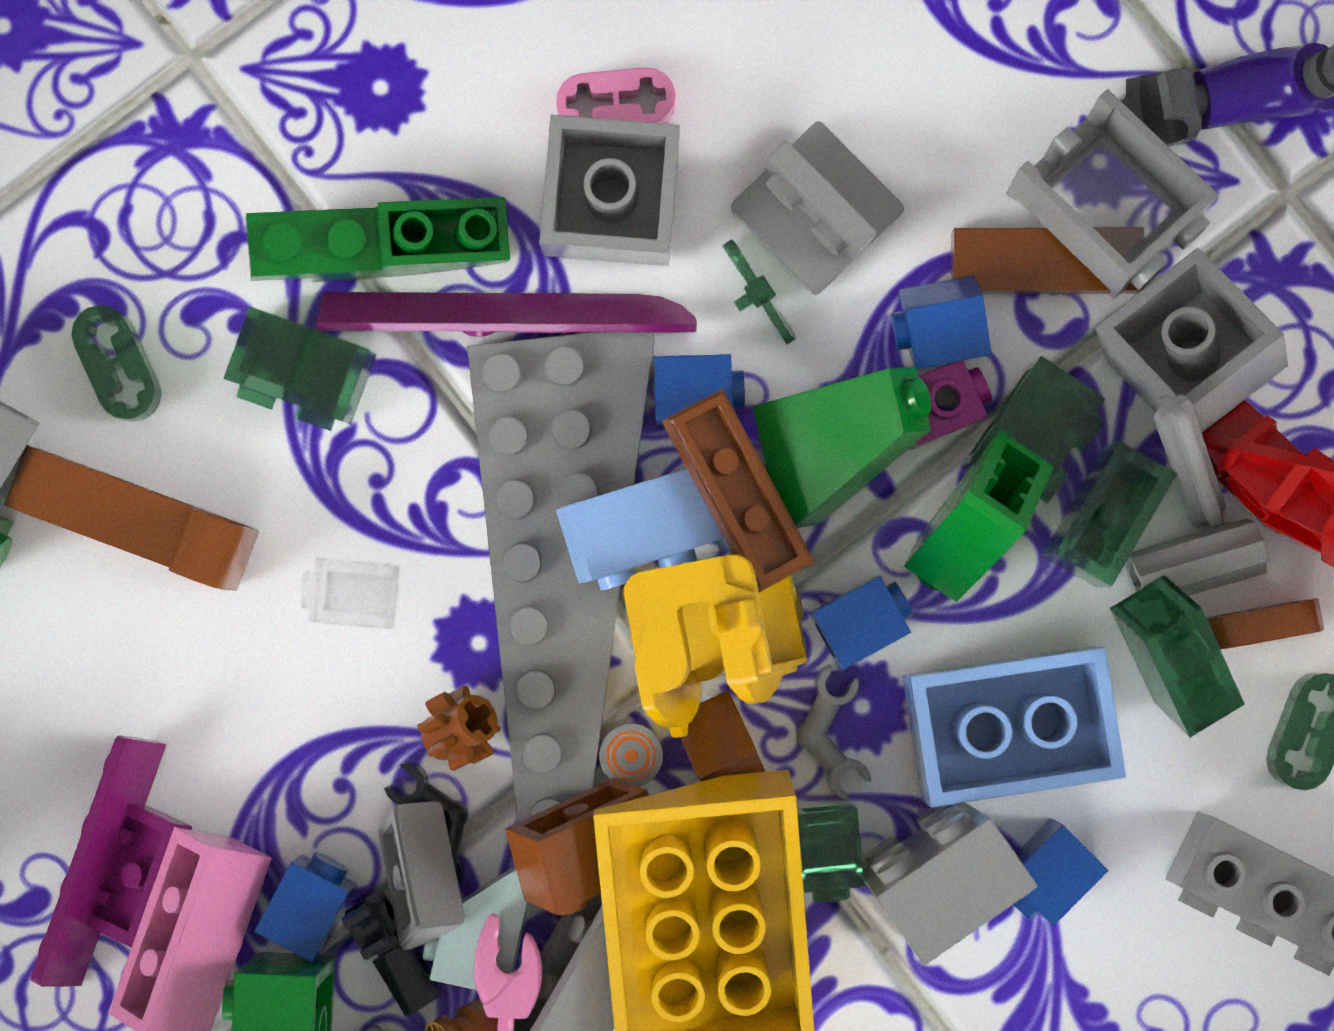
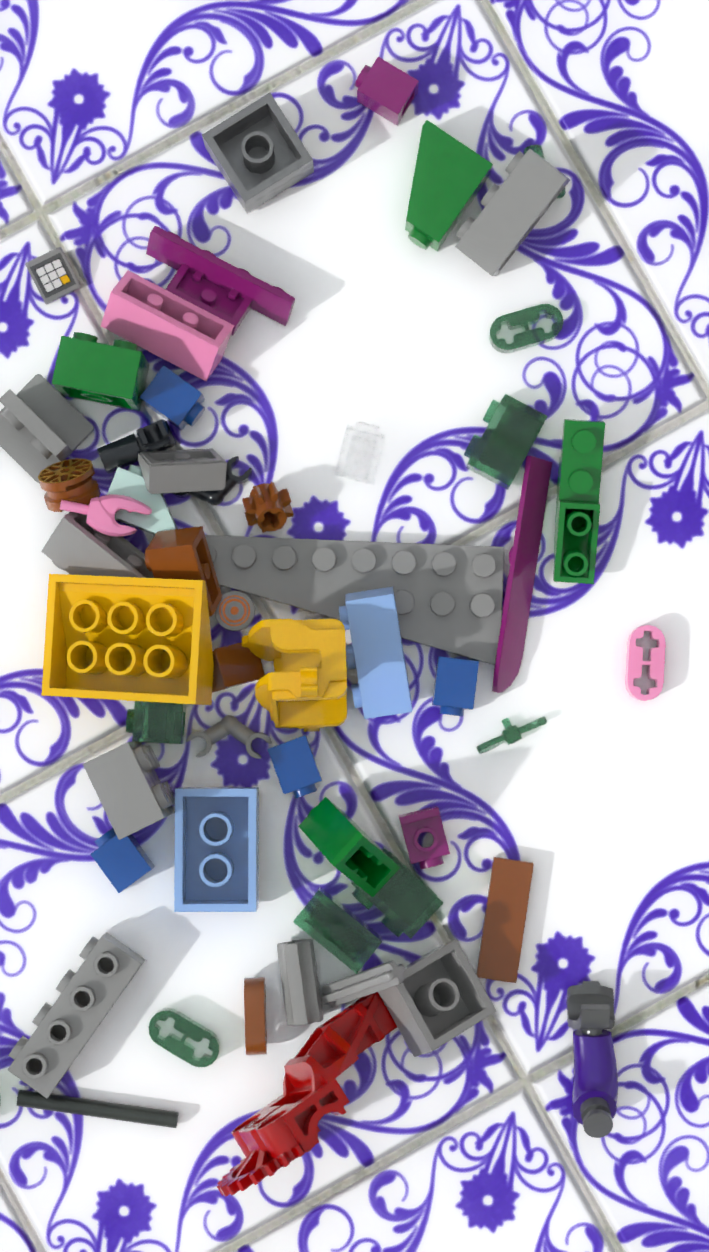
camera: 100 degrees right, 0 degrees up
(132, 518) = (427, 325): dark orange beam -> none
(609, 190) = (587, 649): light grey brick -> none
(737, 489) = (387, 700): dark orange tile -> none
(816, 207) = (559, 779): light grey bracket -> none
(839, 438) = (409, 767): green slope -> none
(942, 322) = (474, 844): blue brick -> none
(1115, 195) = (537, 966): light grey window -> none
(1177, 655) = (244, 957): clear green brick -> none

